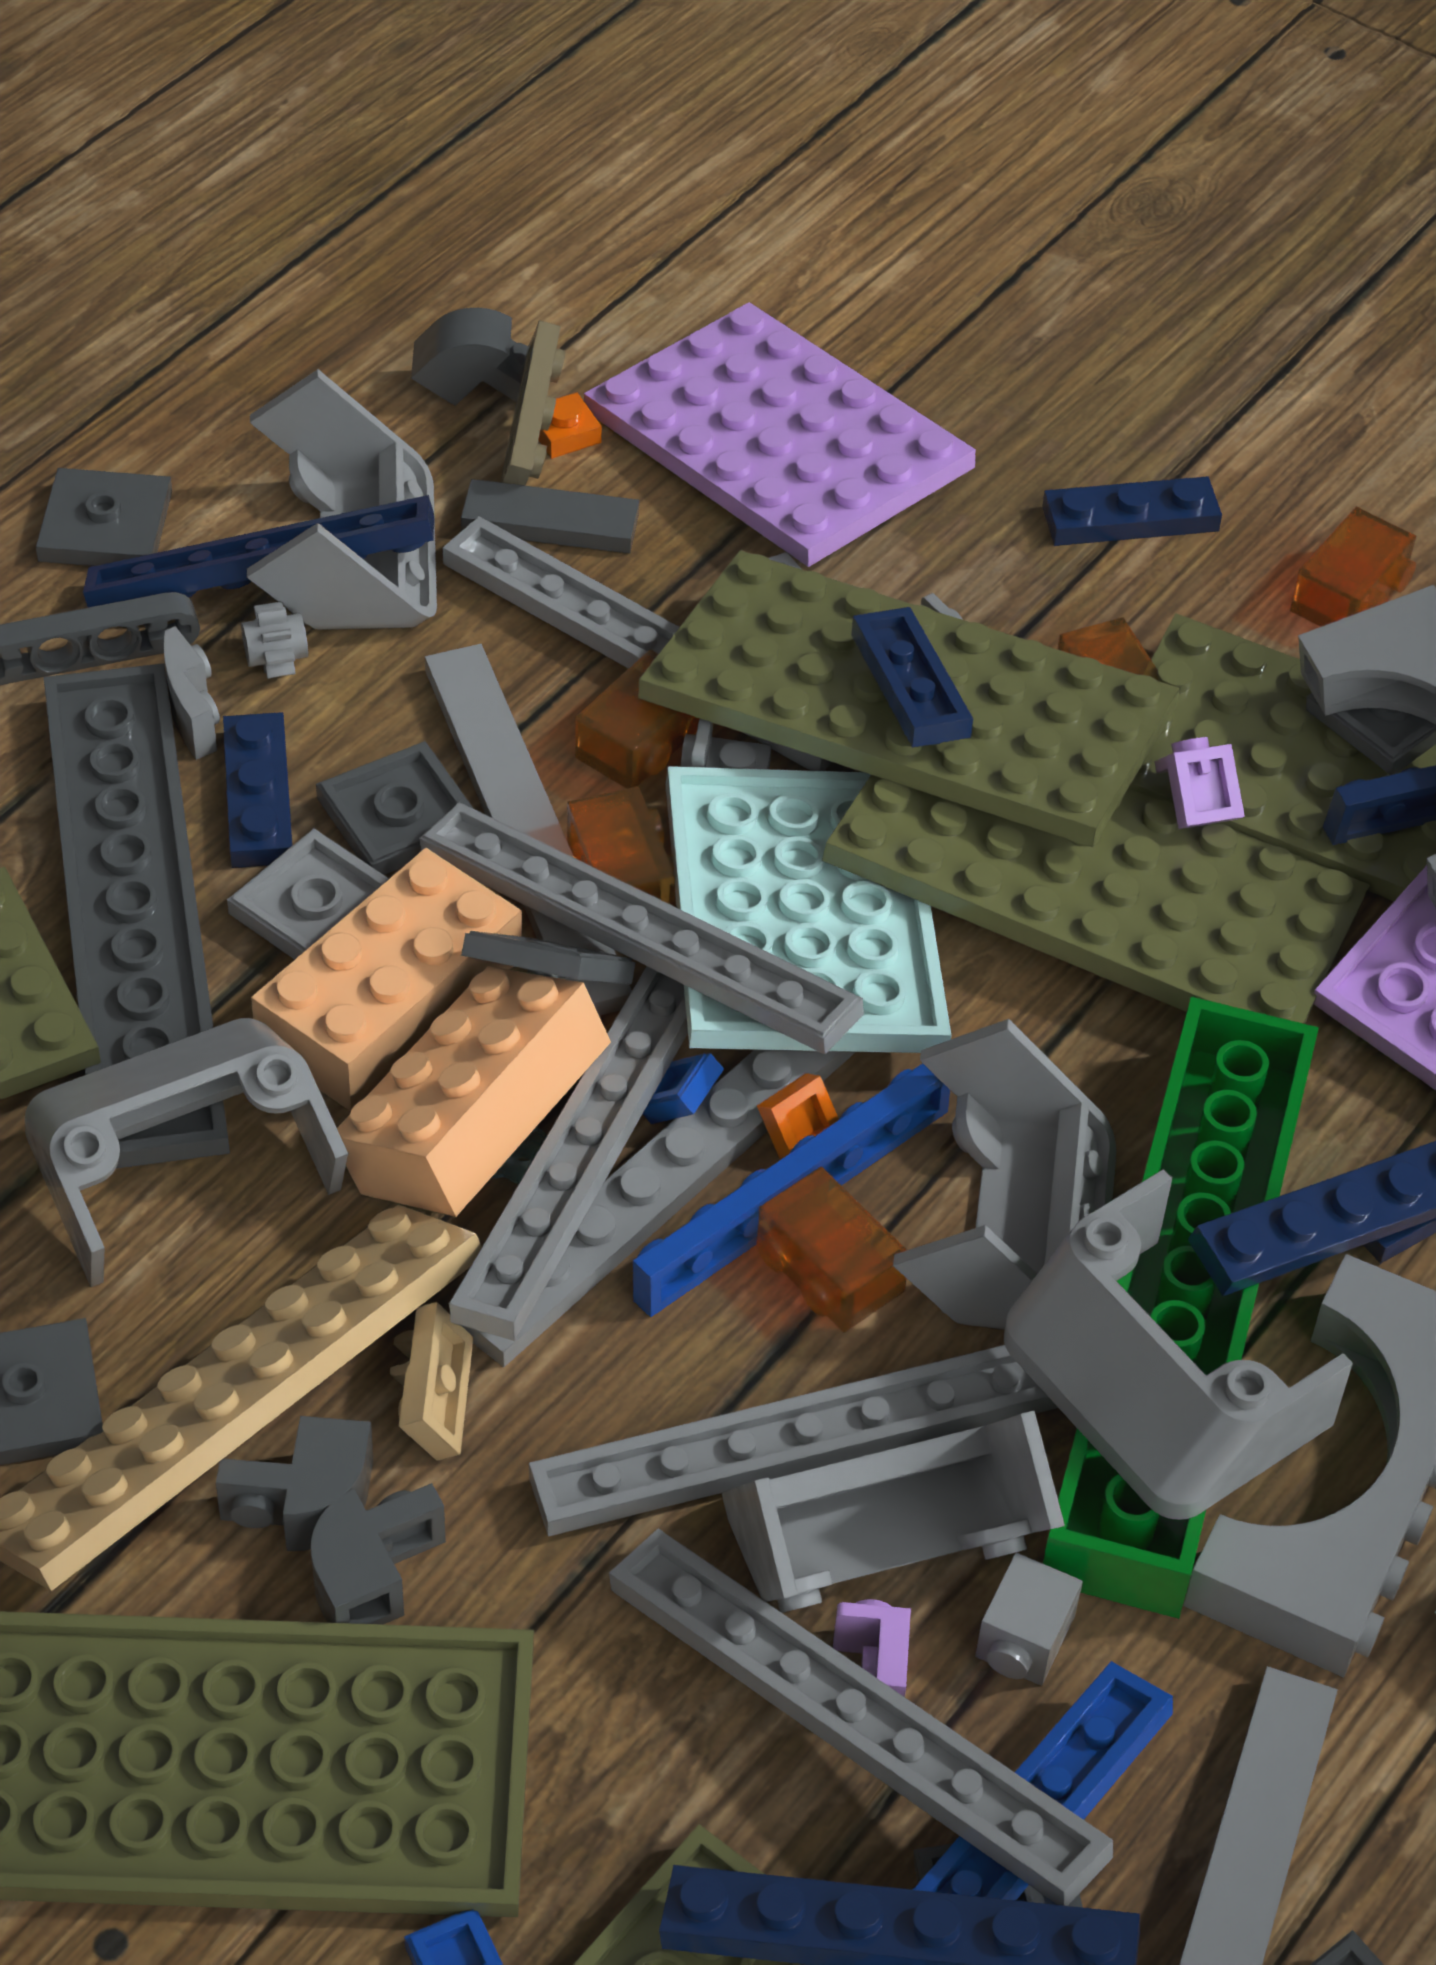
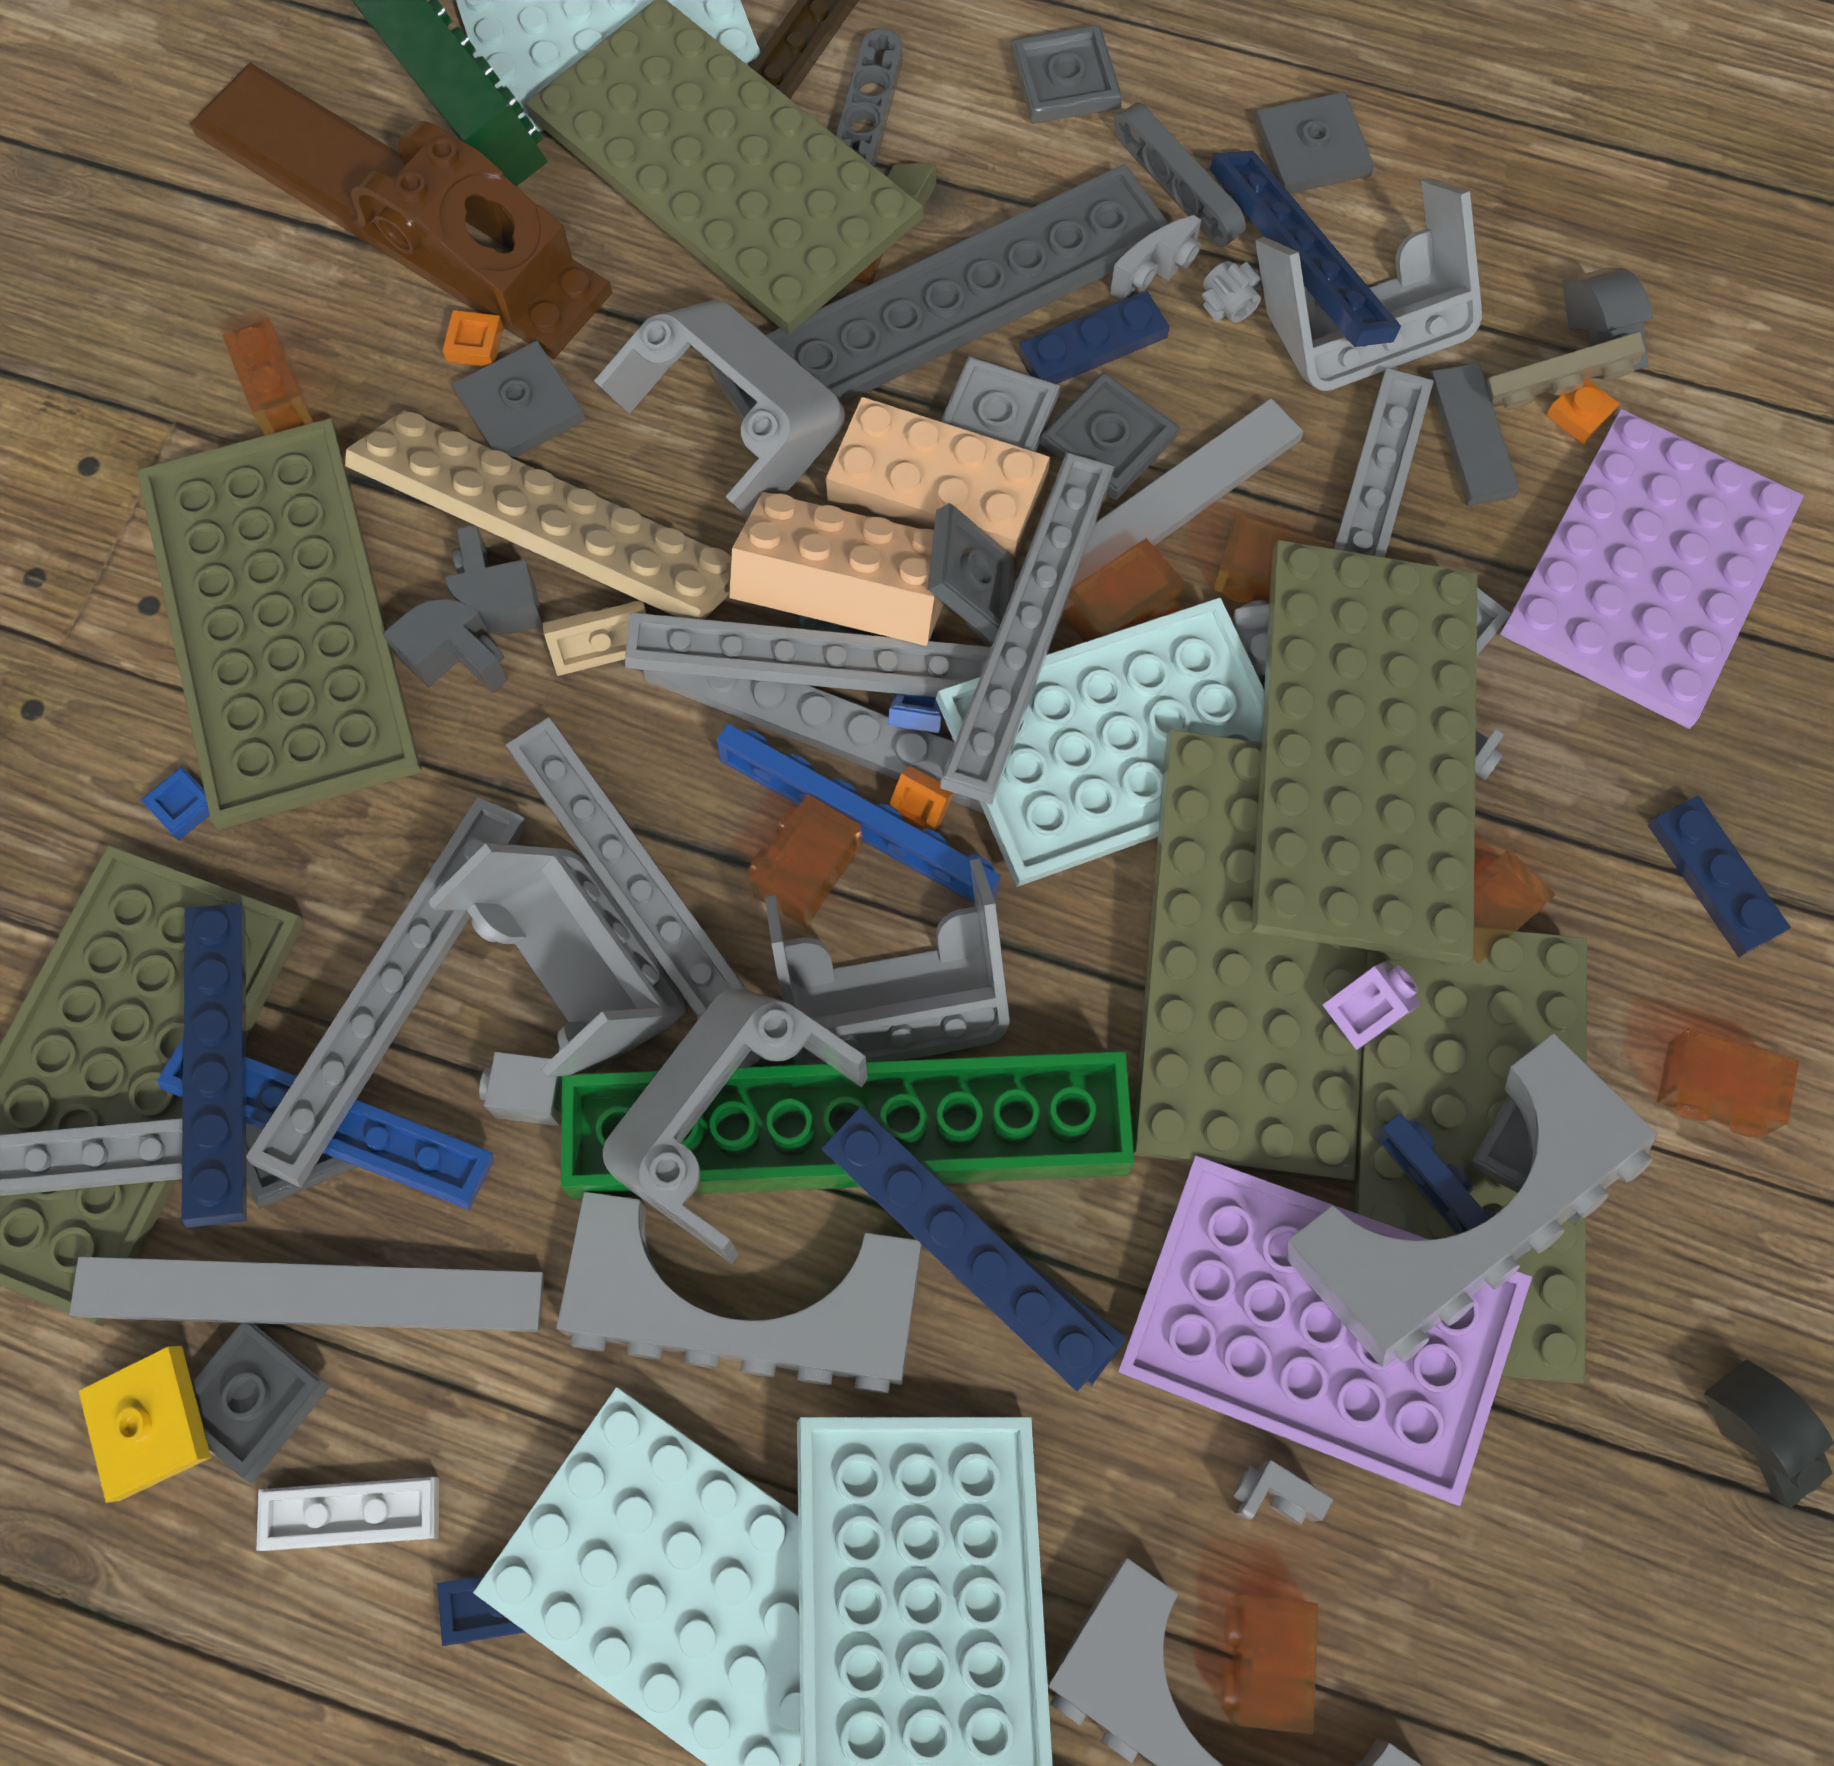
camera: 75 degrees right, 20 degrees up
(880, 1636) = (466, 1002): lavender bracket -> none
(911, 677) = (1353, 731): dark blue plate -> none

